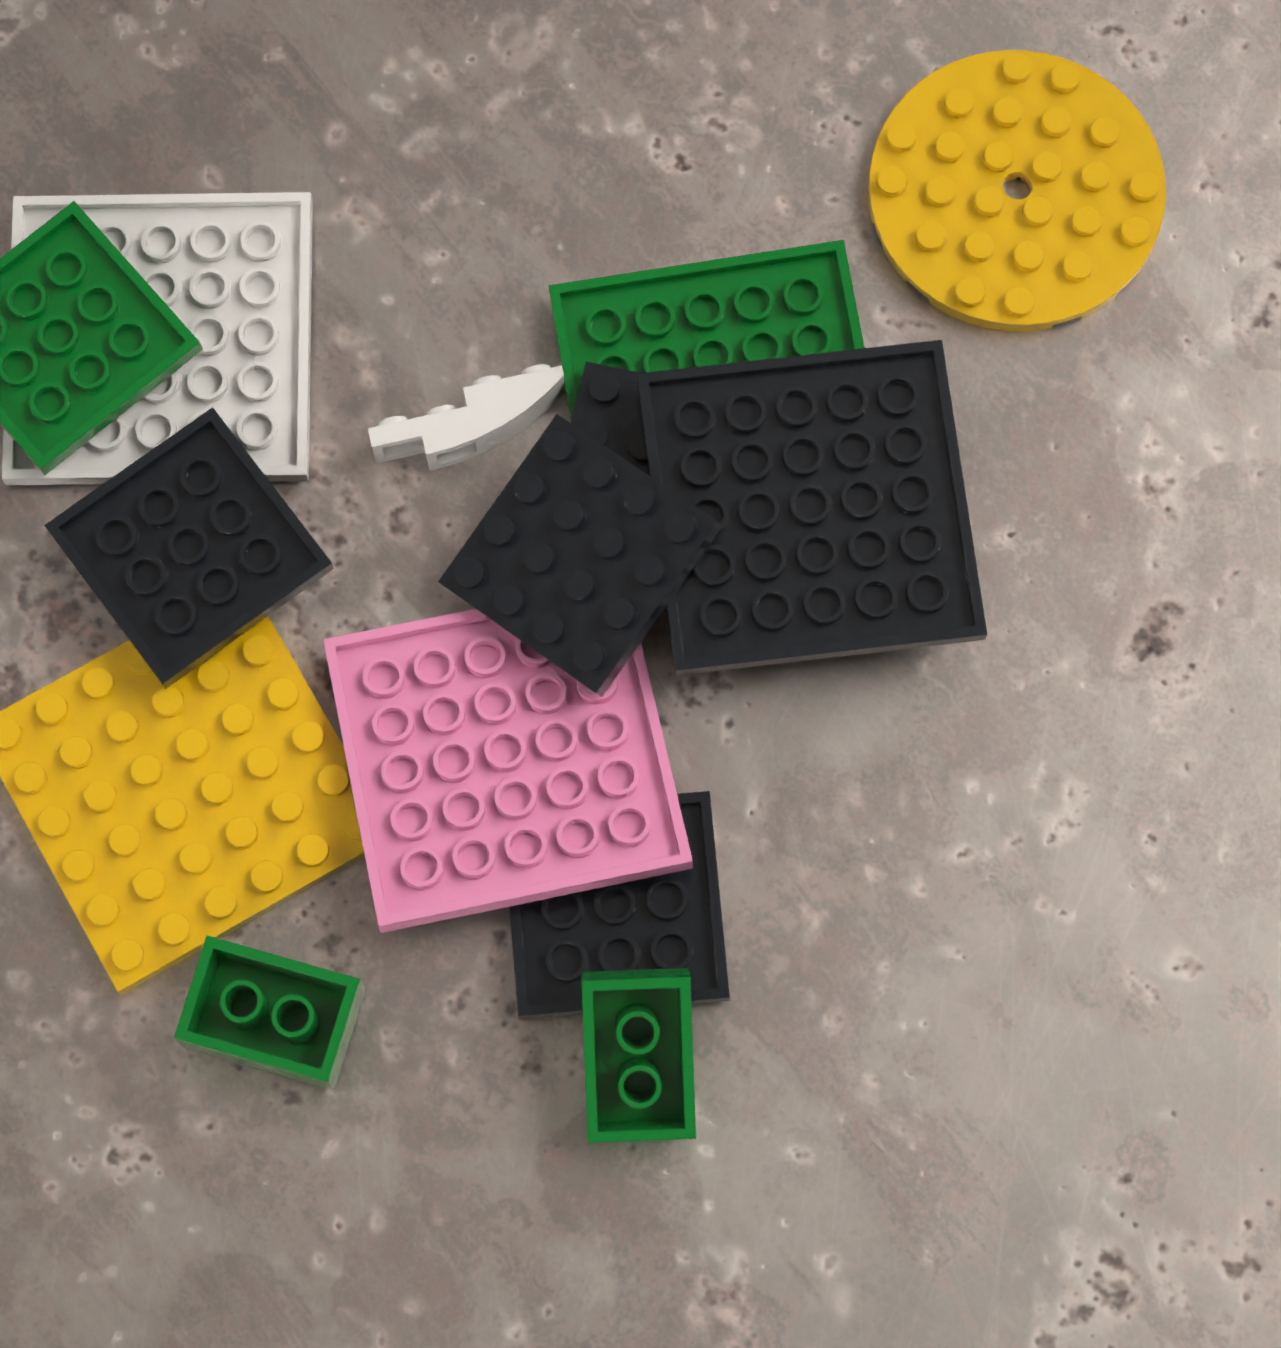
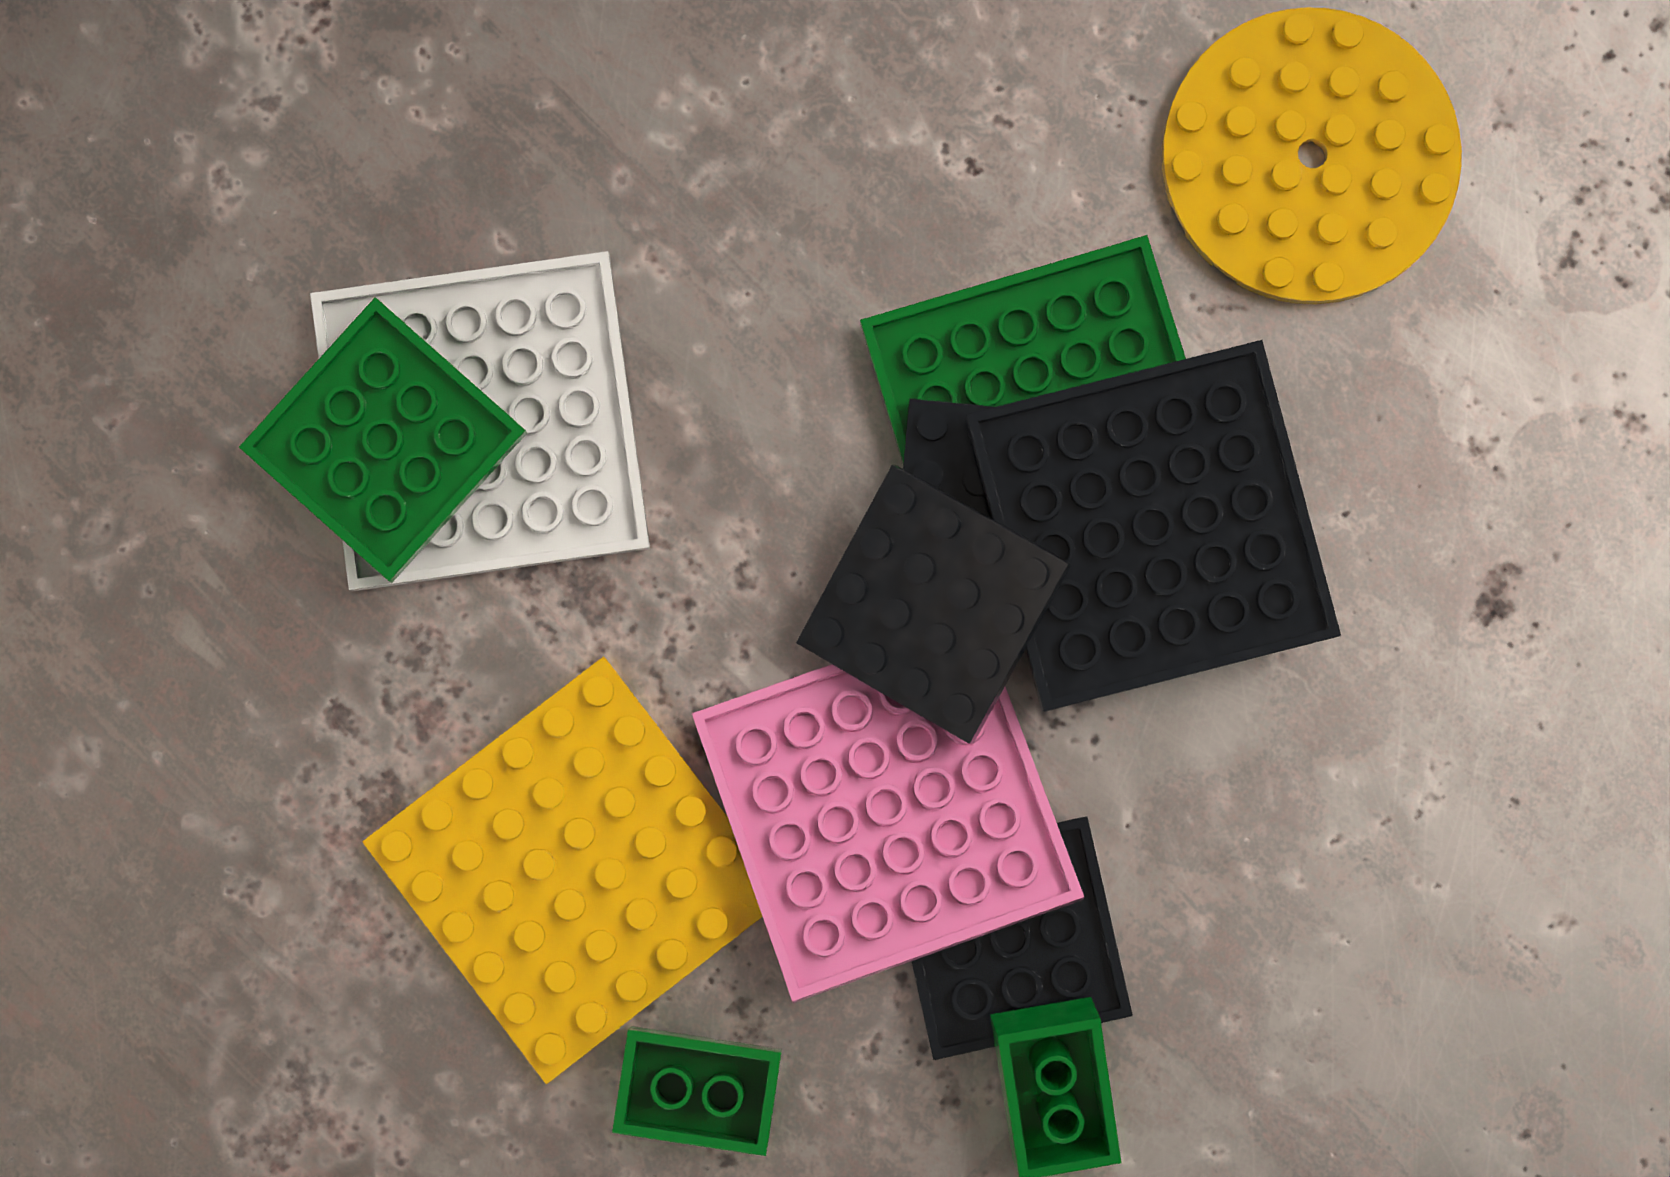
camera: 10 degrees left, 10 degrees up
(189, 547) = (547, 640): black plate -> none
(492, 415) = (822, 460): white slope -> none

